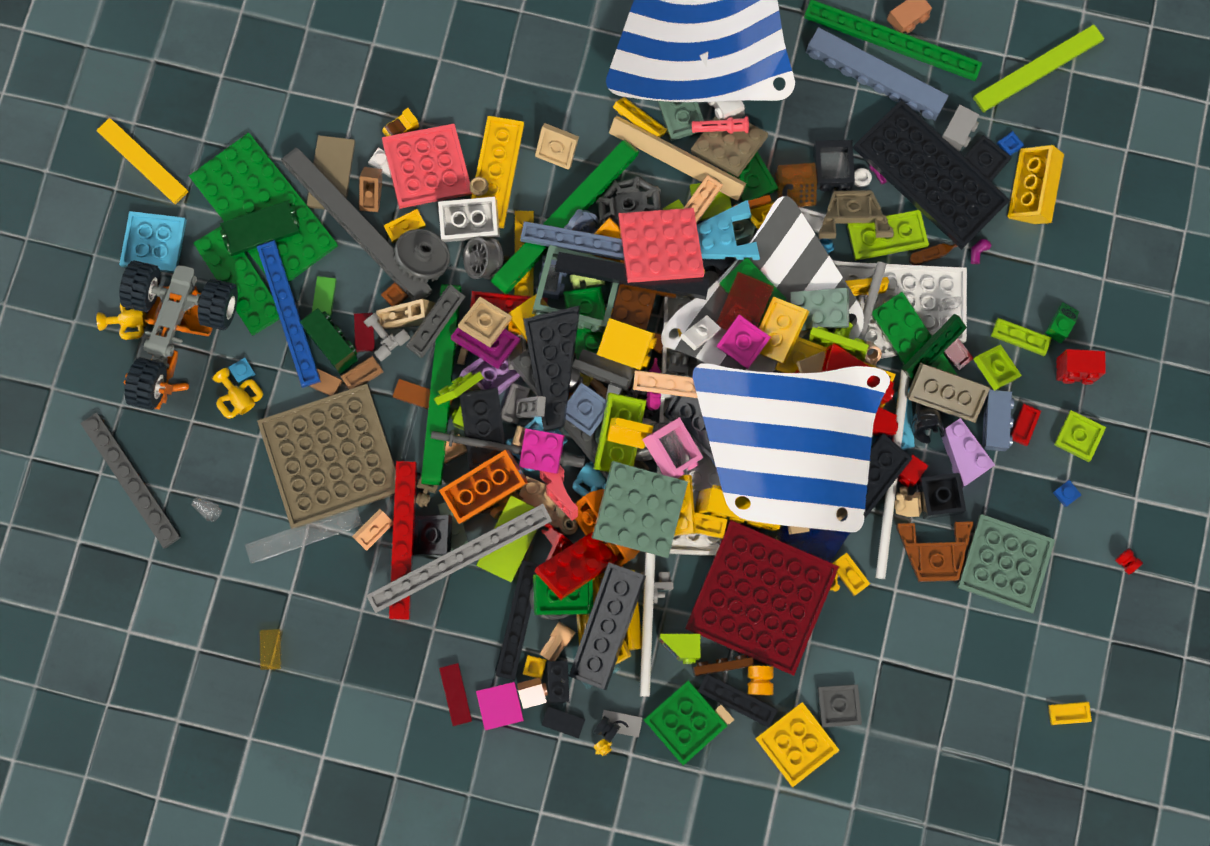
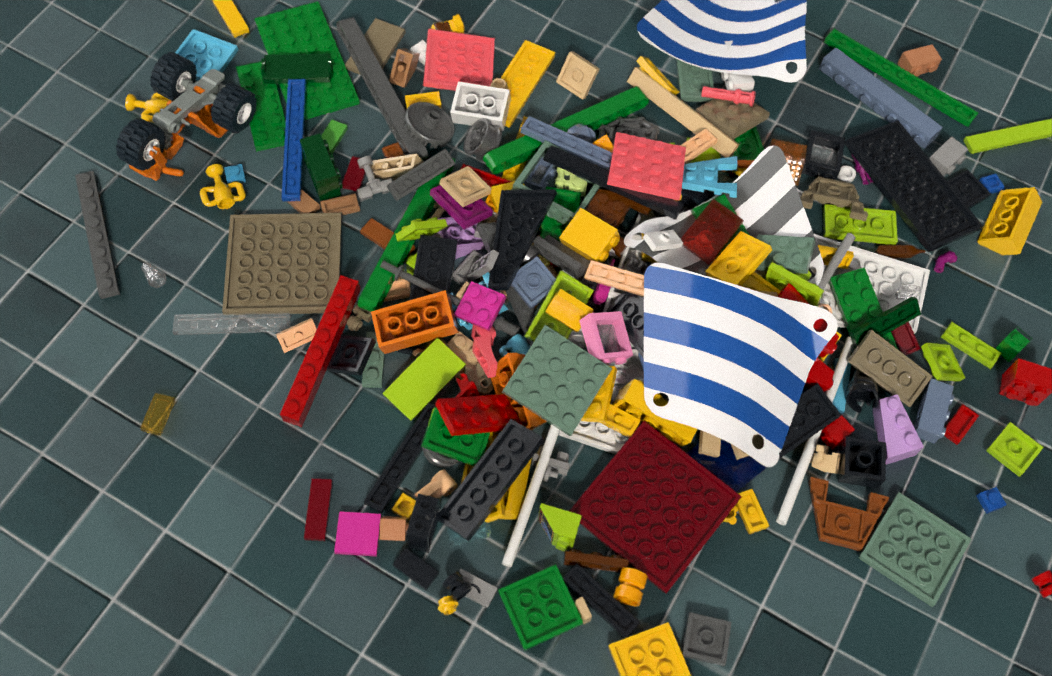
camera: 15 degrees right, 15 degrees down
(458, 558) = (366, 376): light grey plate -> none
(743, 341) = (702, 257): dark pink plate -> none

